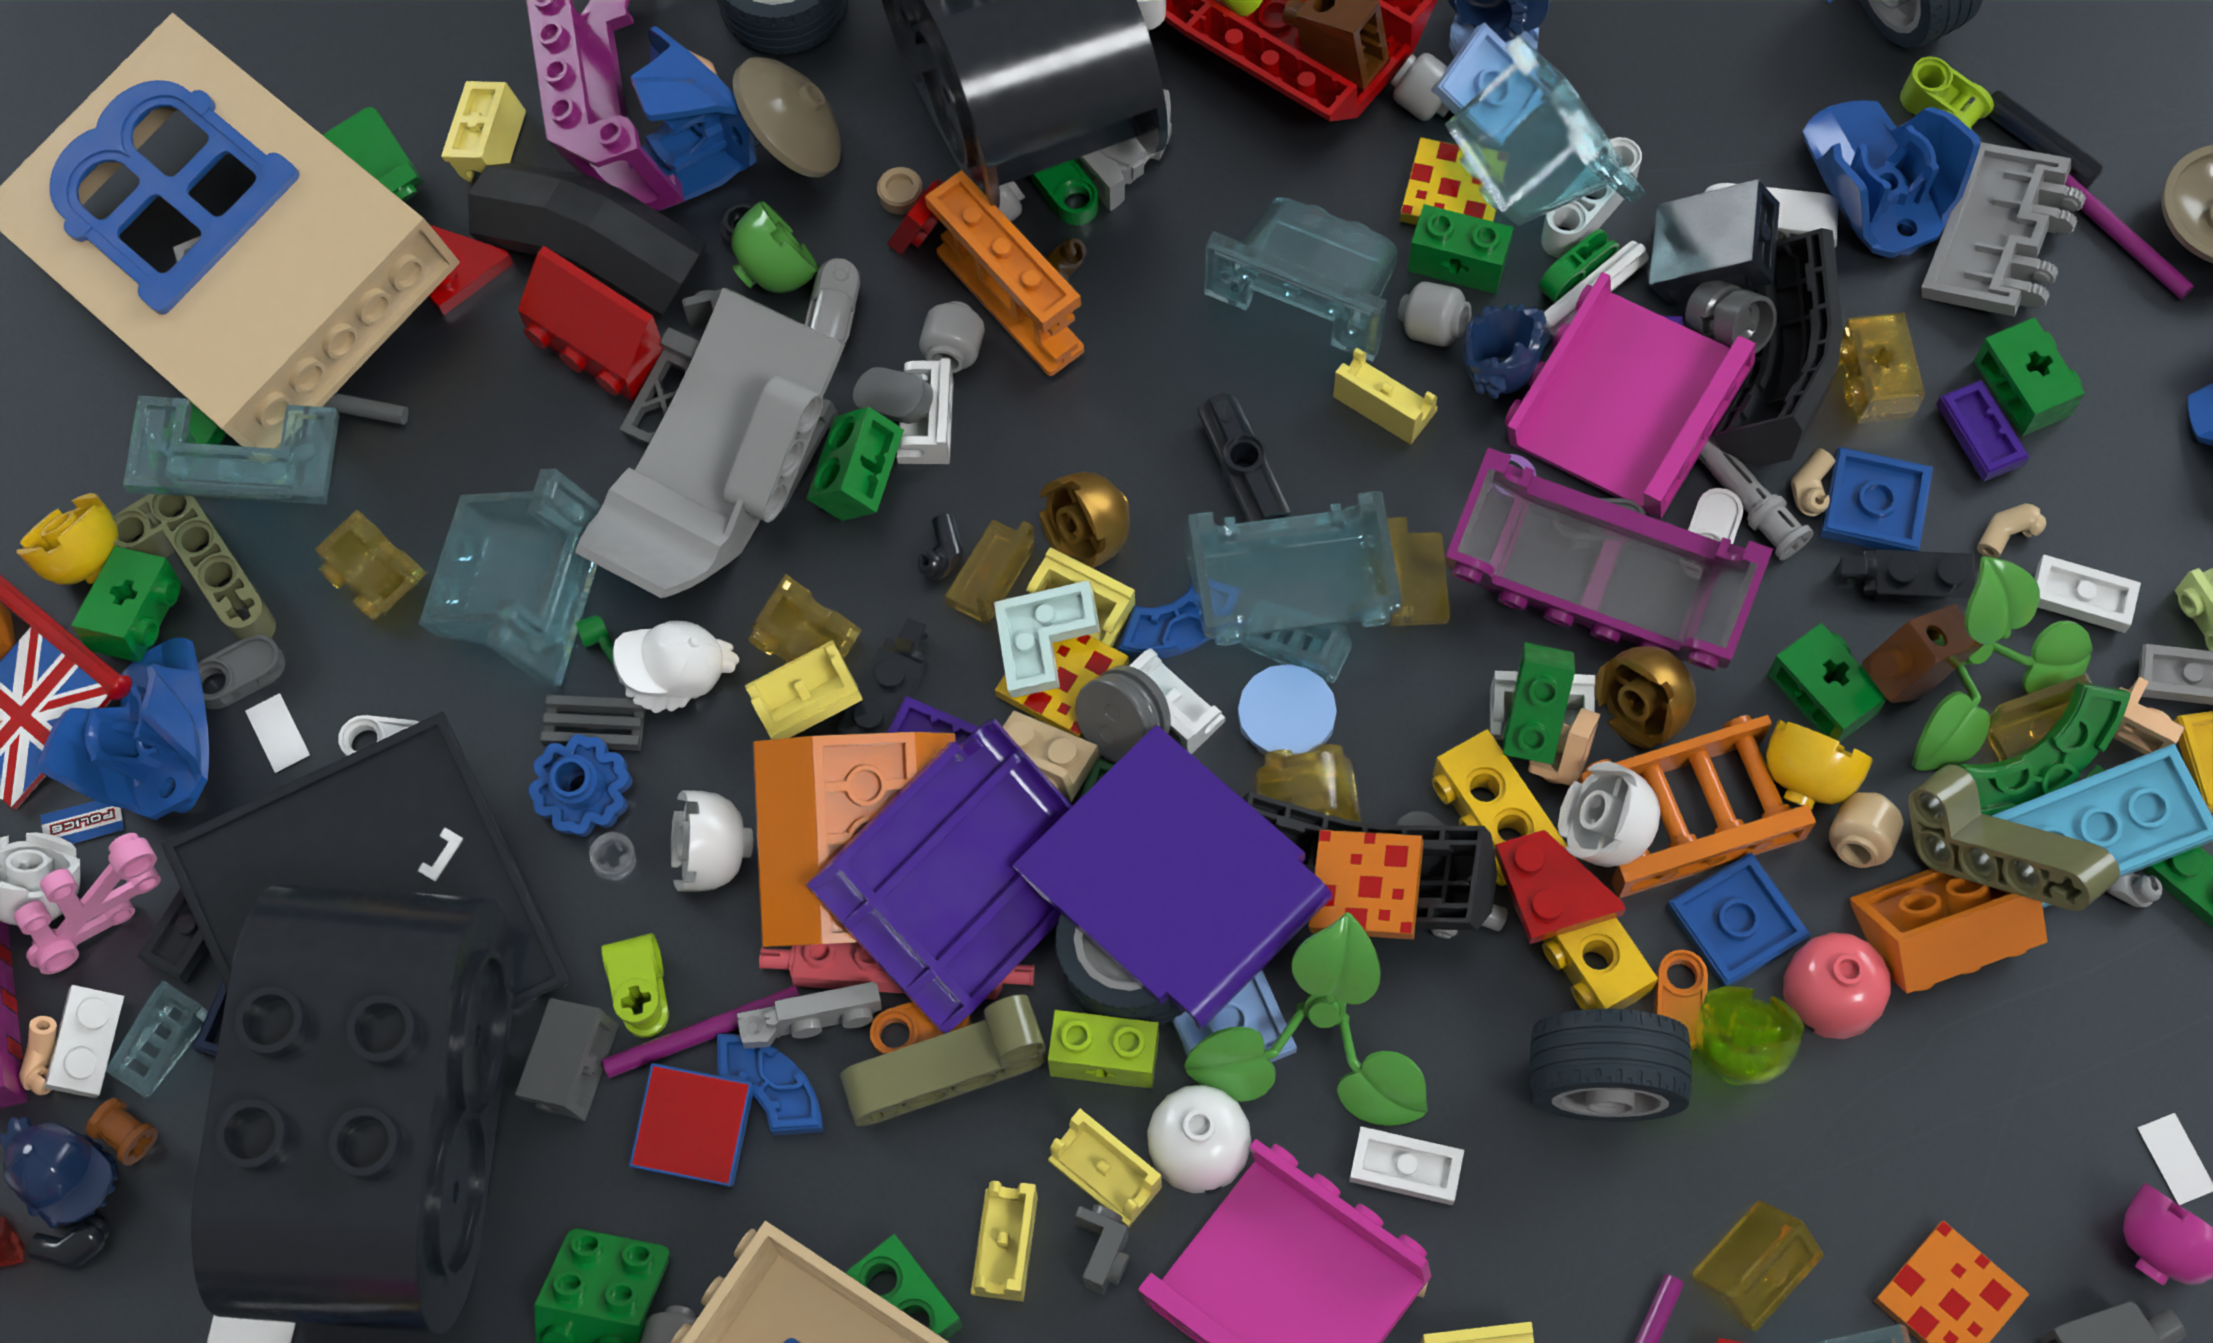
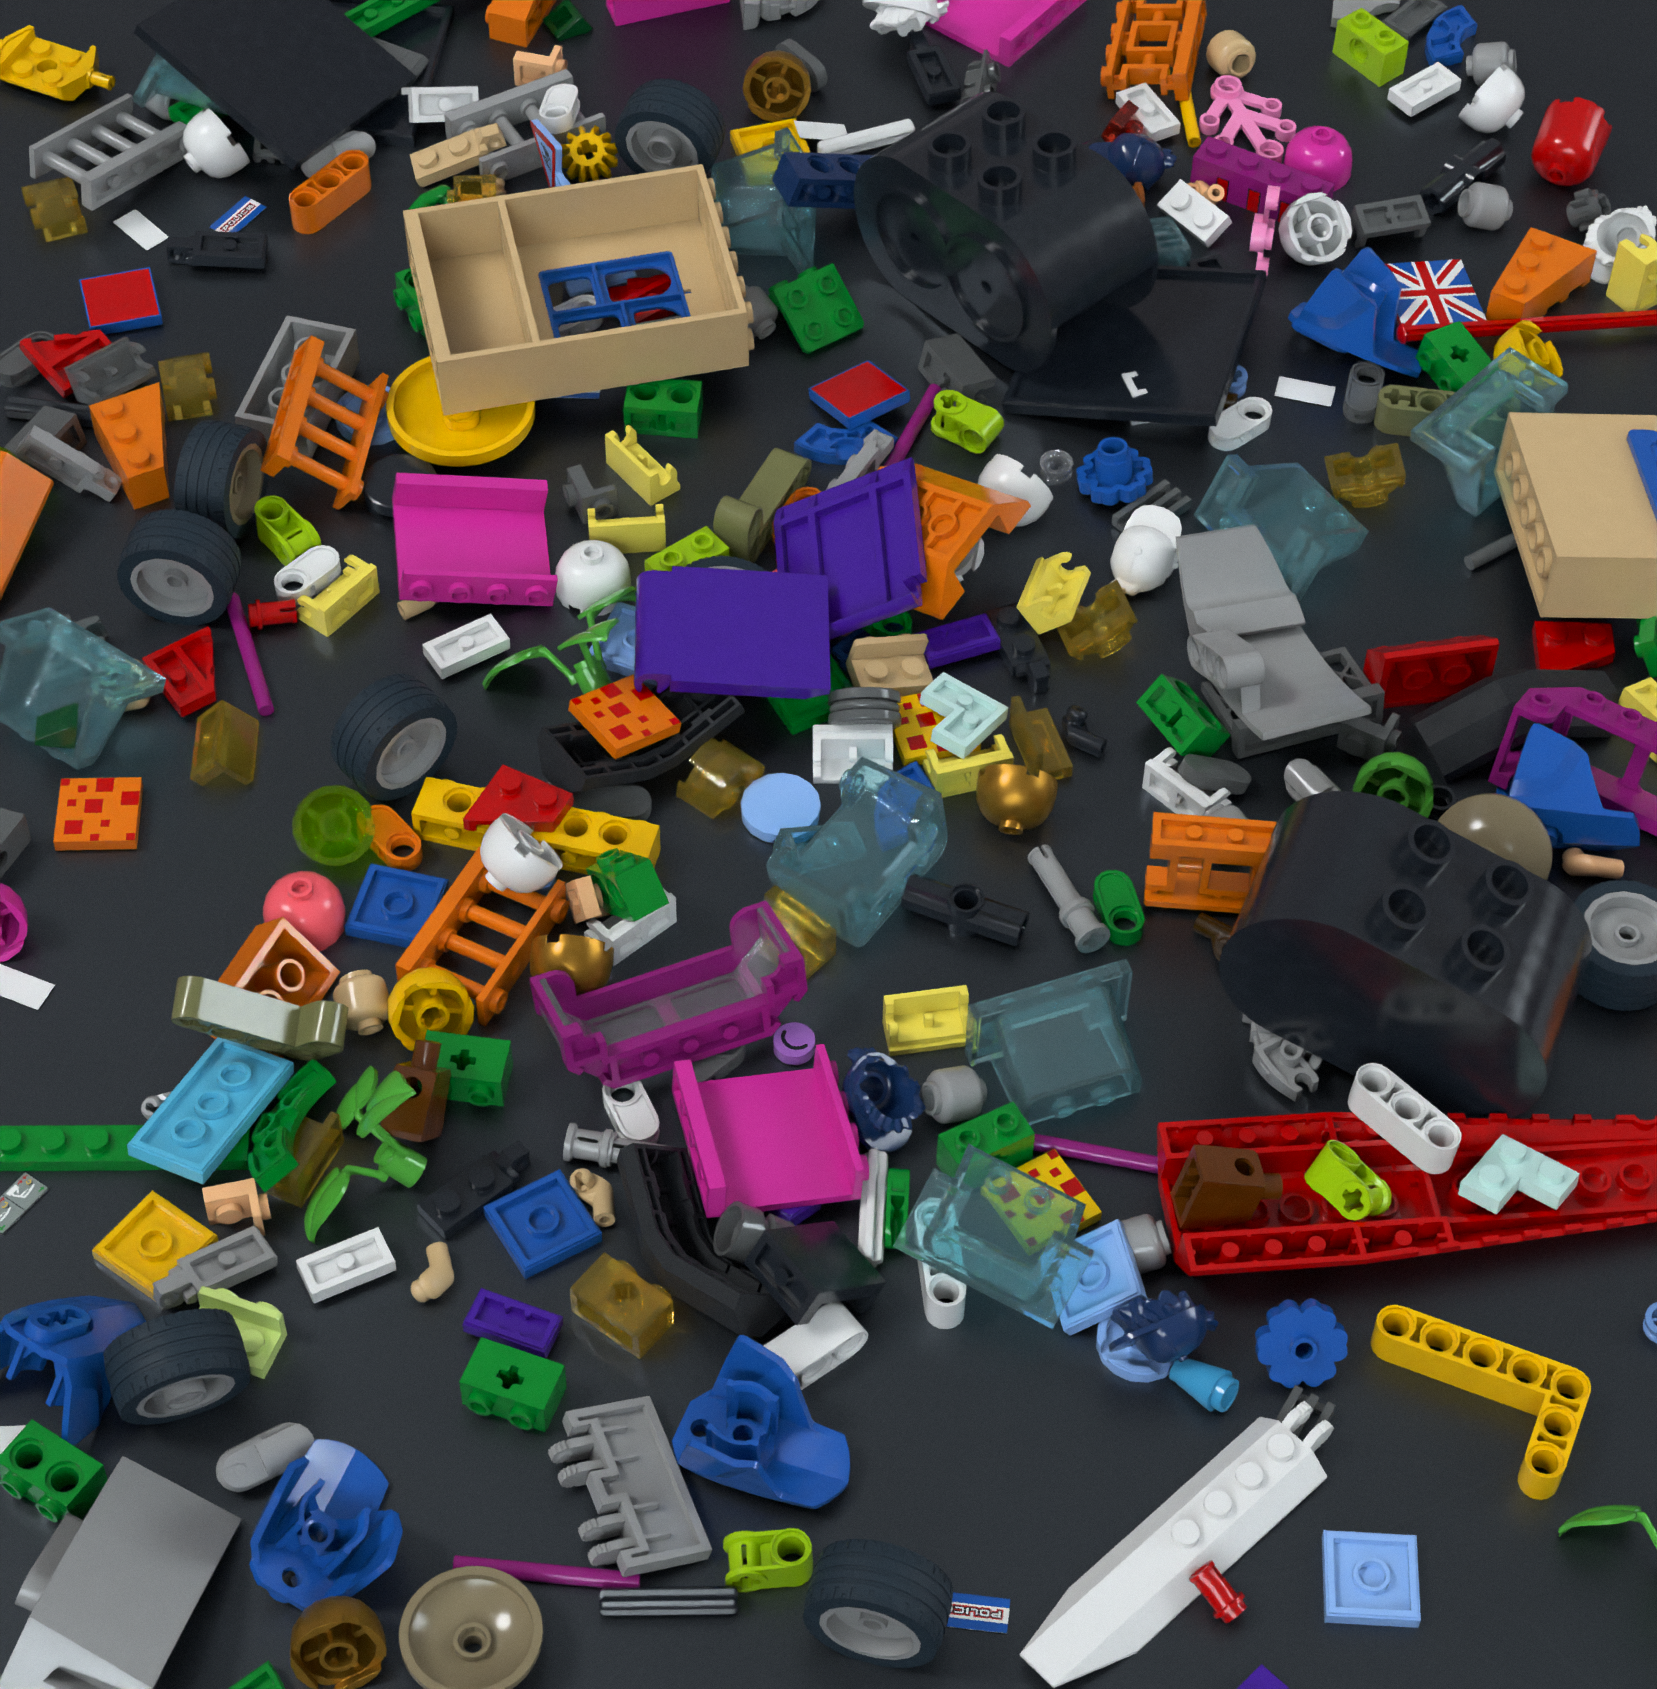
camera: 130 degrees right, 15 degrees down
(1103, 374) = (1116, 899): none -> green piece
(1152, 386) = (1075, 911): none -> light grey pin
(1357, 178) = (1096, 1153): none -> magenta bar

